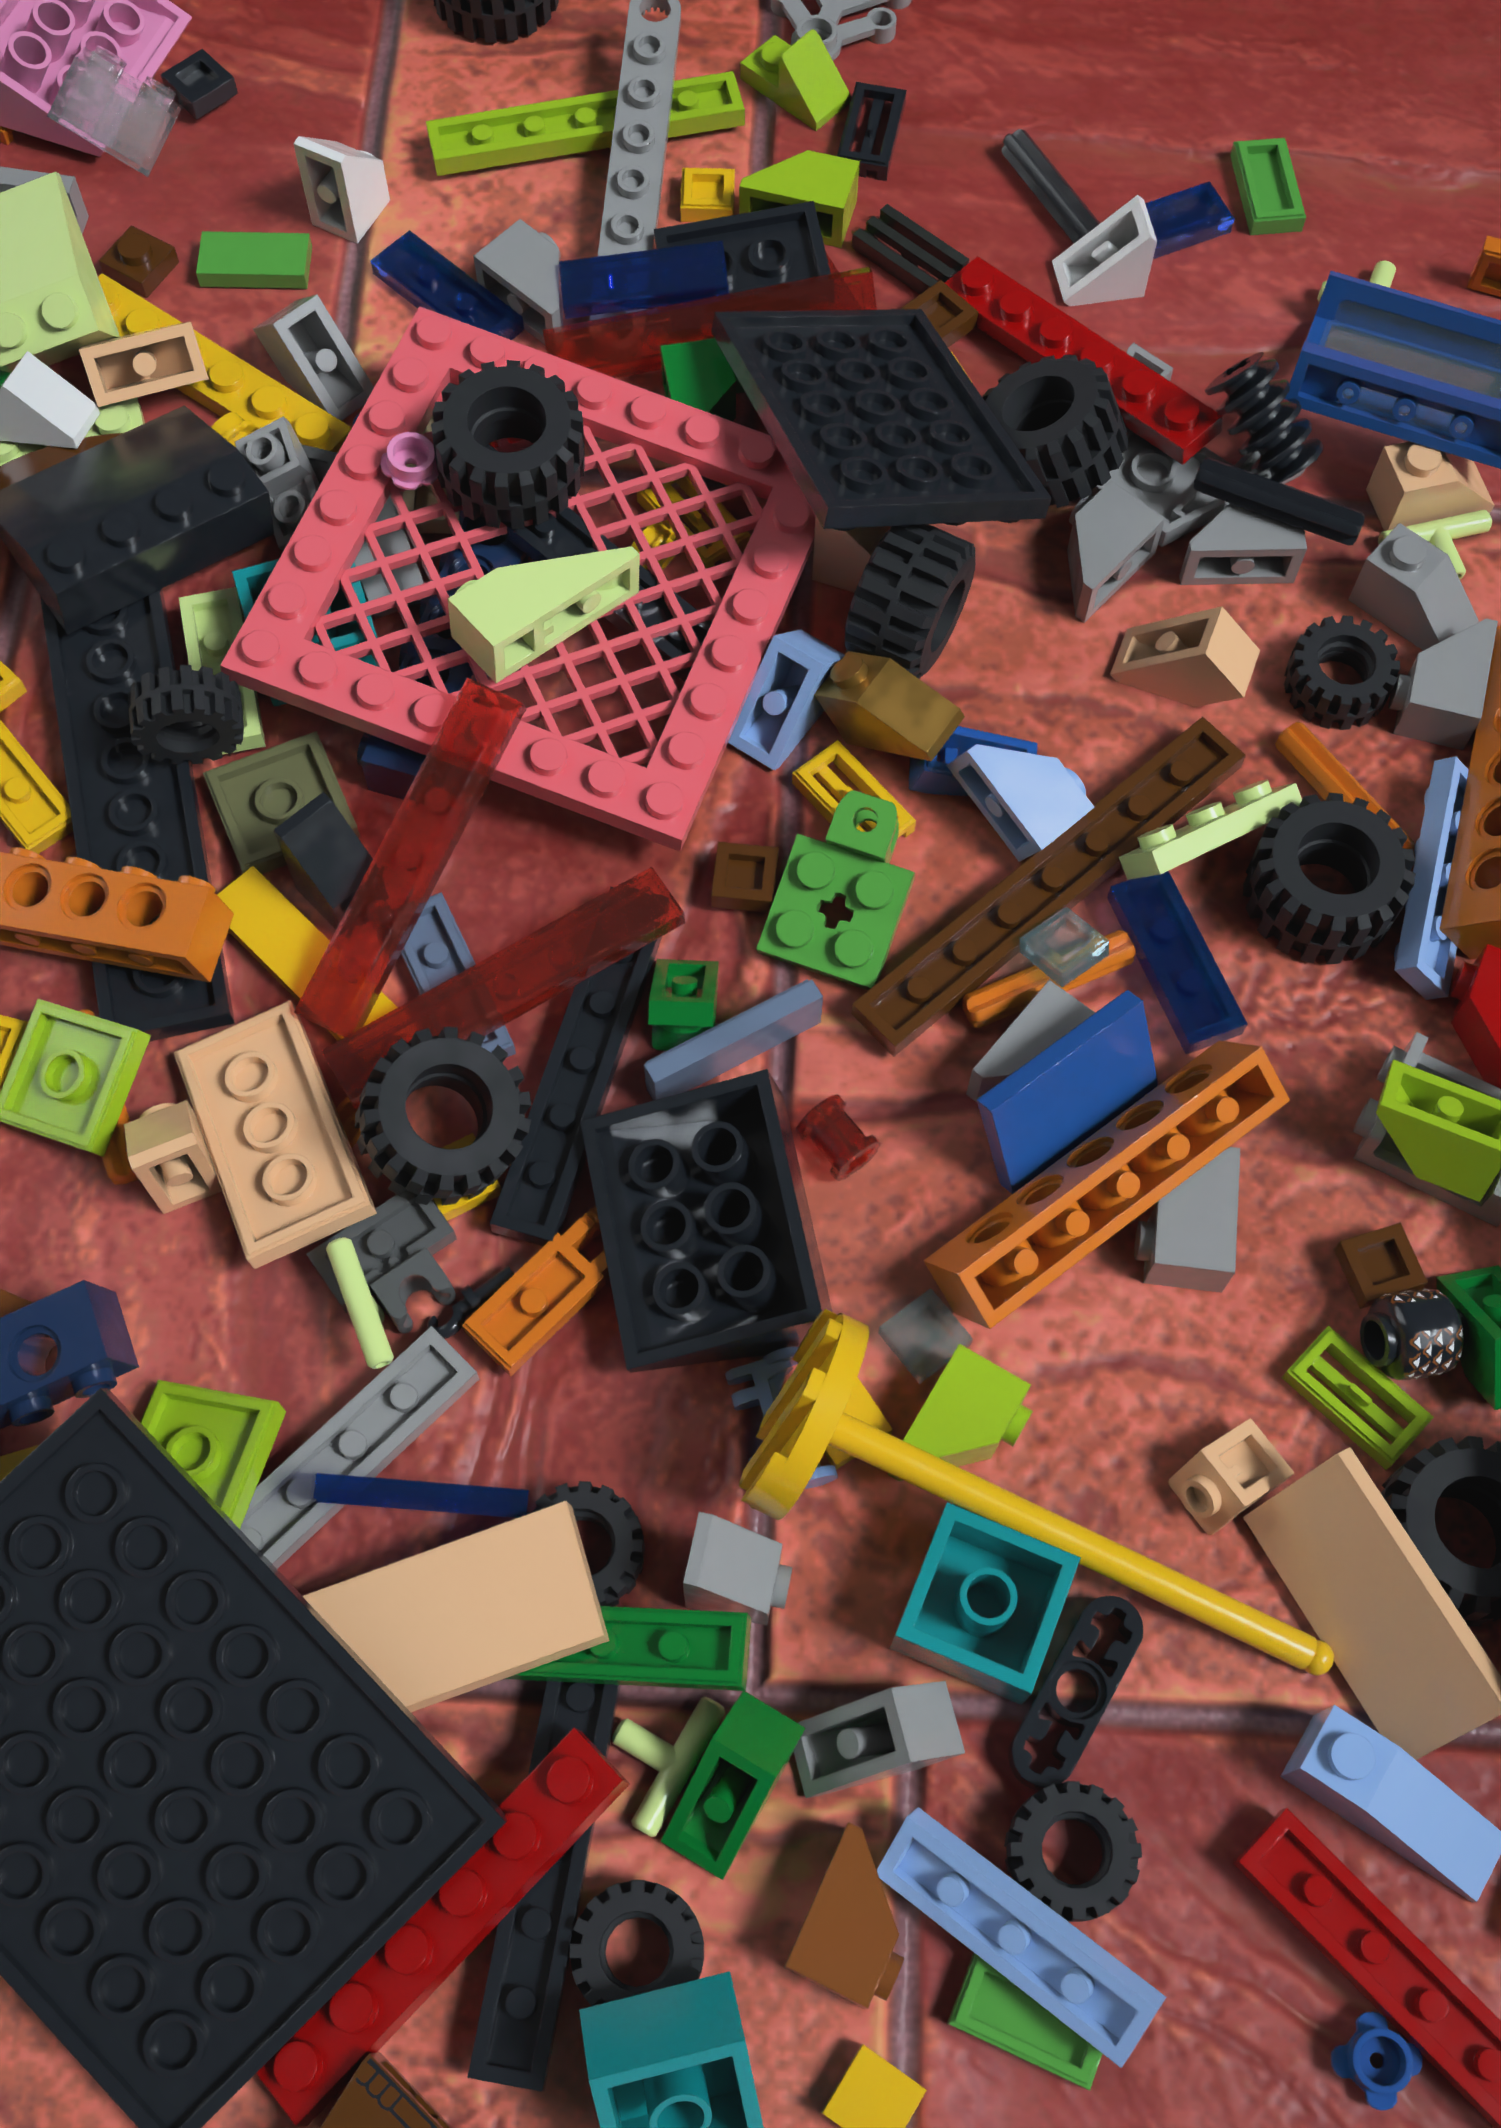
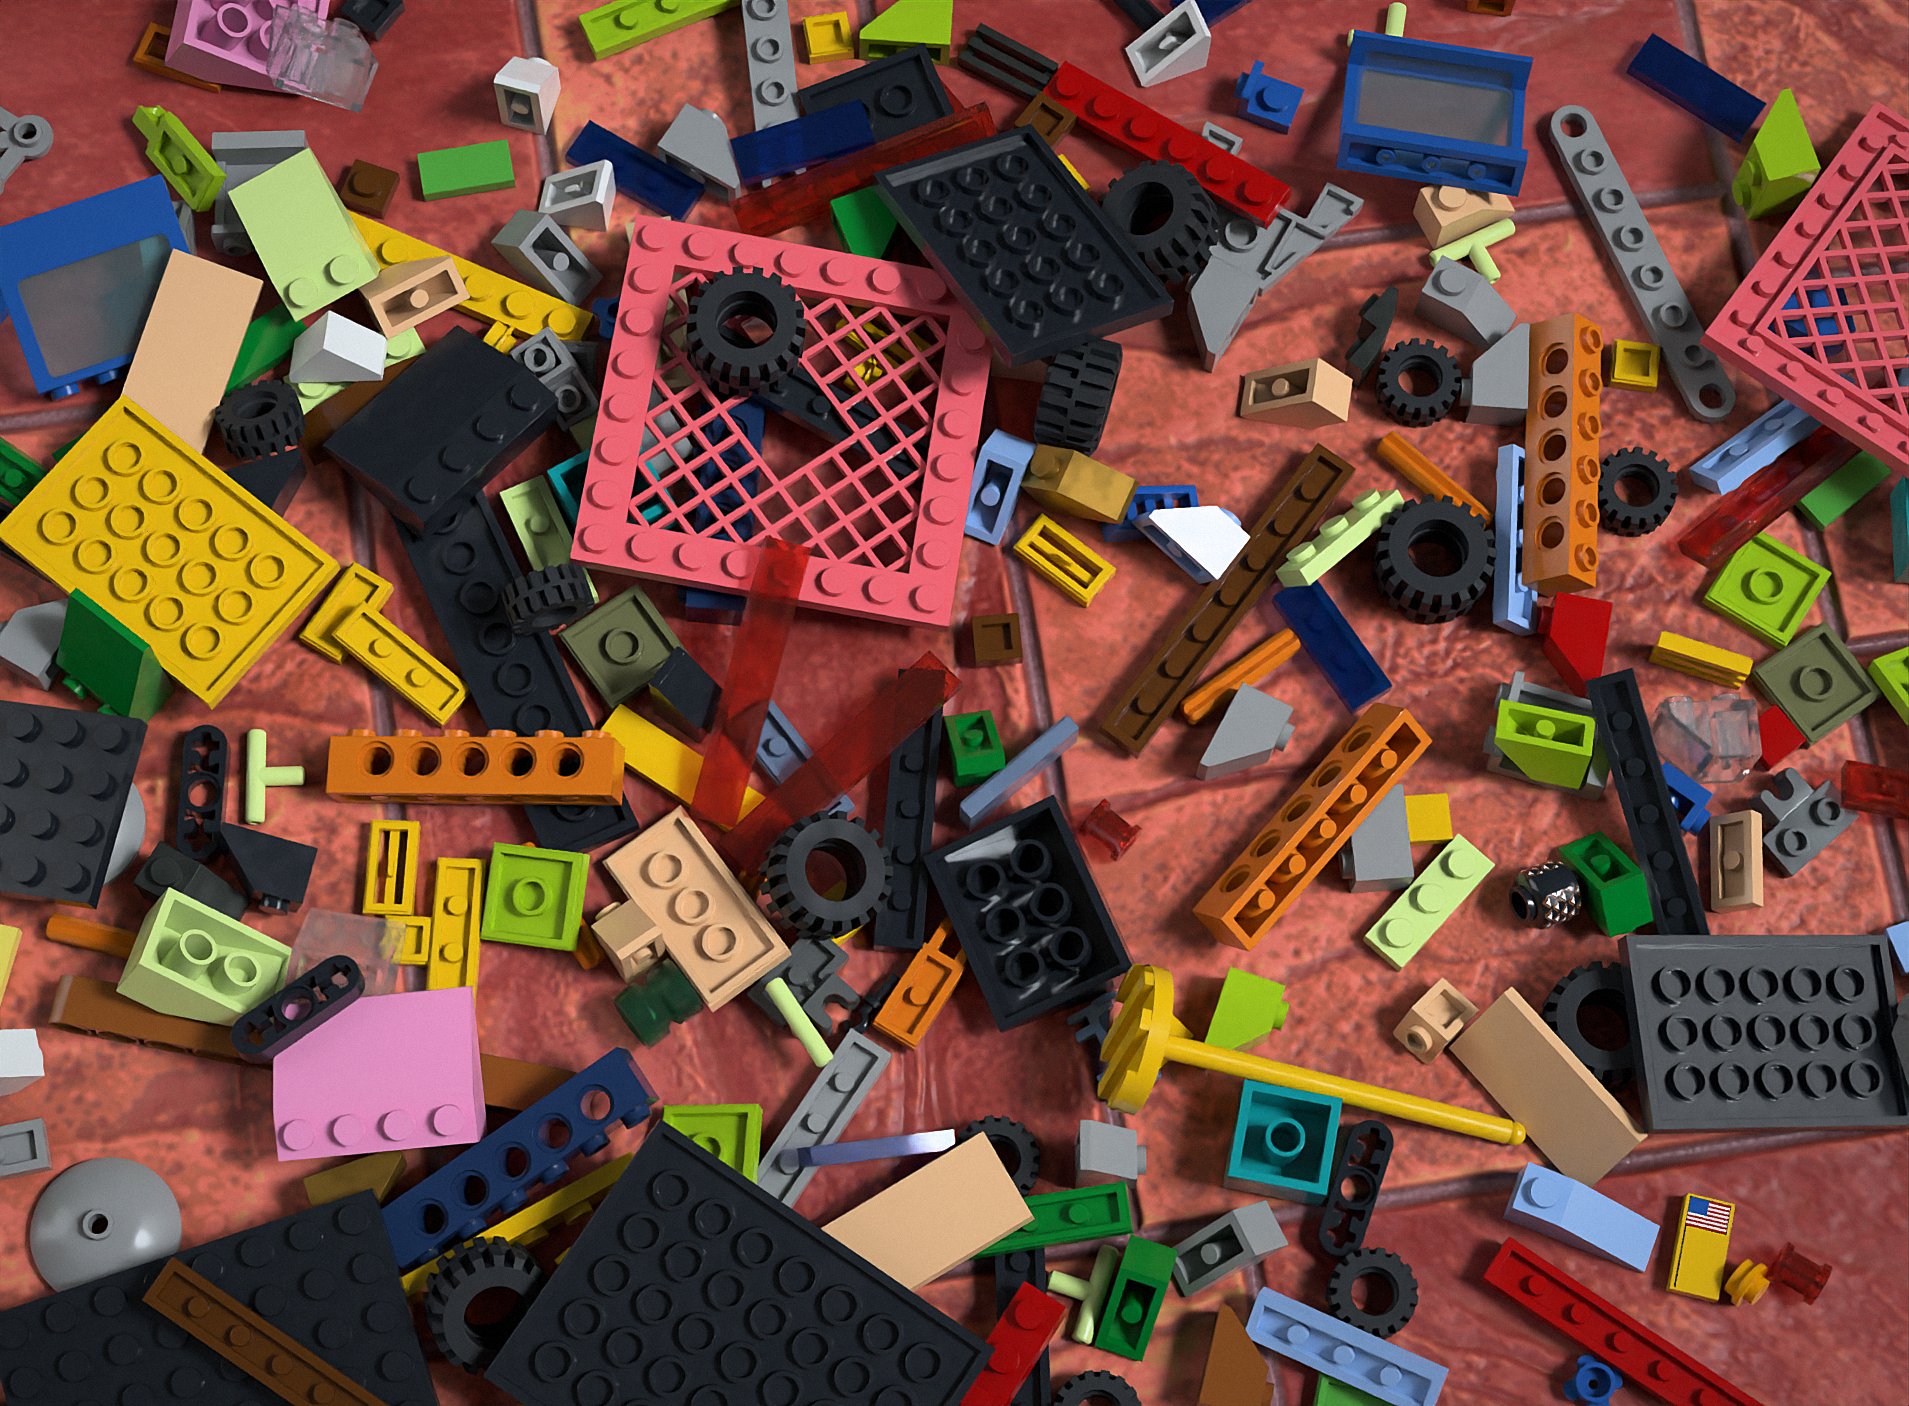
camera: 15 degrees left, 5 degrees up
(185, 1243) = (654, 1006): none -> clear green wheel
(378, 303) = (581, 196): none -> white slope
(410, 449) = (670, 347): bright pink plate -> none
(538, 604) = (796, 464): yellowish green slope -> none
(848, 867) = (1080, 621): bright green plate -> none
(924, 1335) = (1202, 963): clear light blue tile -> none
(1064, 946) = (1247, 651): clear light blue tile -> none
(1069, 1091) = (1273, 766): blue tile -> none
(1207, 336) = (1267, 99): none -> blue bracket
(1243, 550) = (1330, 283): light grey slope -> none
(1247, 1315) = (1428, 902): none -> yellowish green plate
(1266, 417) = (1325, 187): black piece -> none
(1267, 1205) = (1428, 819): none -> yellow tile
(1279, 501) = (1346, 254): black axle -> none
(1298, 599) = (1372, 333): none -> pearl dark grey slope
(1343, 1417) = (1506, 962): lime tile -> none
(1379, 1264) = (1516, 848): reddish brown plate -> none

